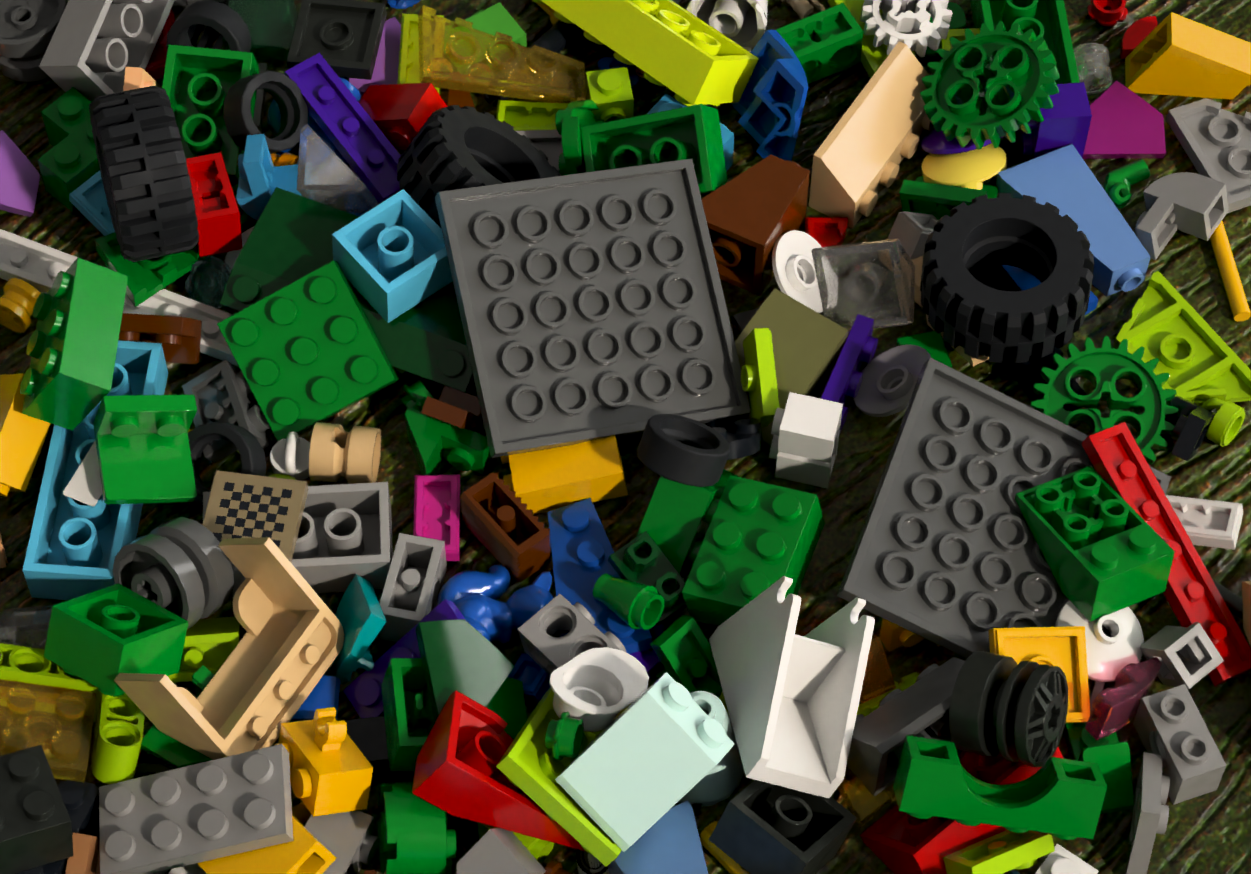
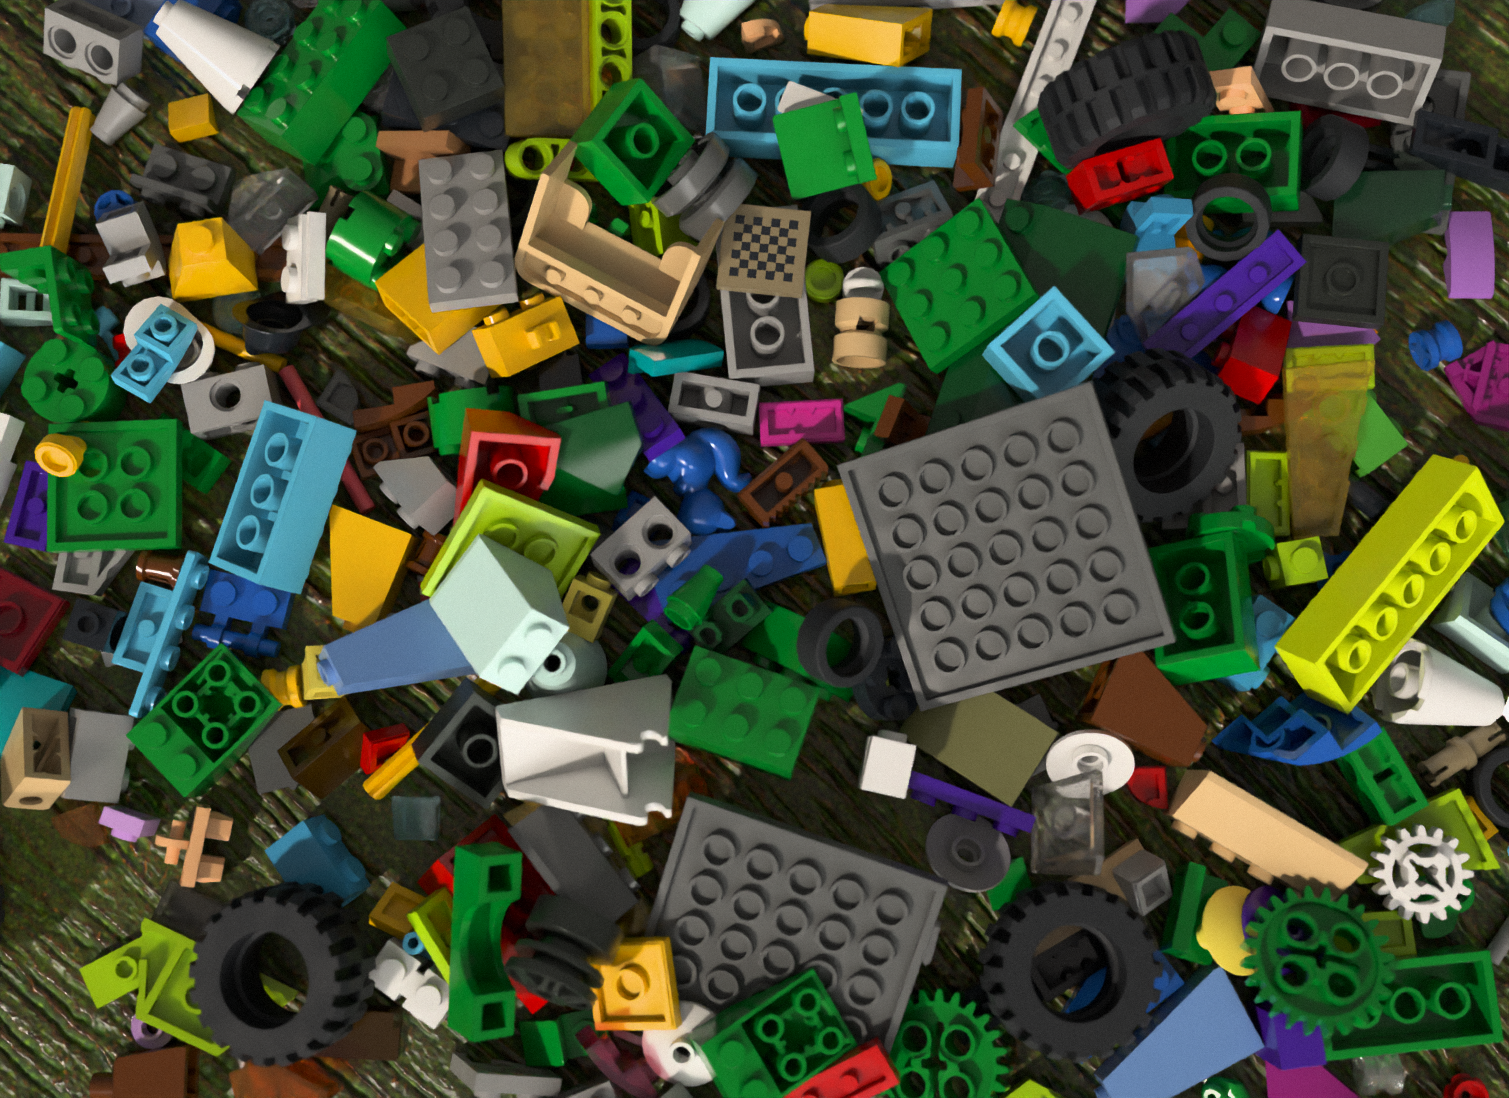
camera: 90 degrees right, 25 degrees up
(74, 344) = (927, 61): green brick -> none
(415, 395) = (925, 397): green plate -> none
(564, 736) = (518, 539): green plate -> none
(598, 686) = (579, 569): white piece -> none
(759, 375) = (949, 718): lime plate -> none

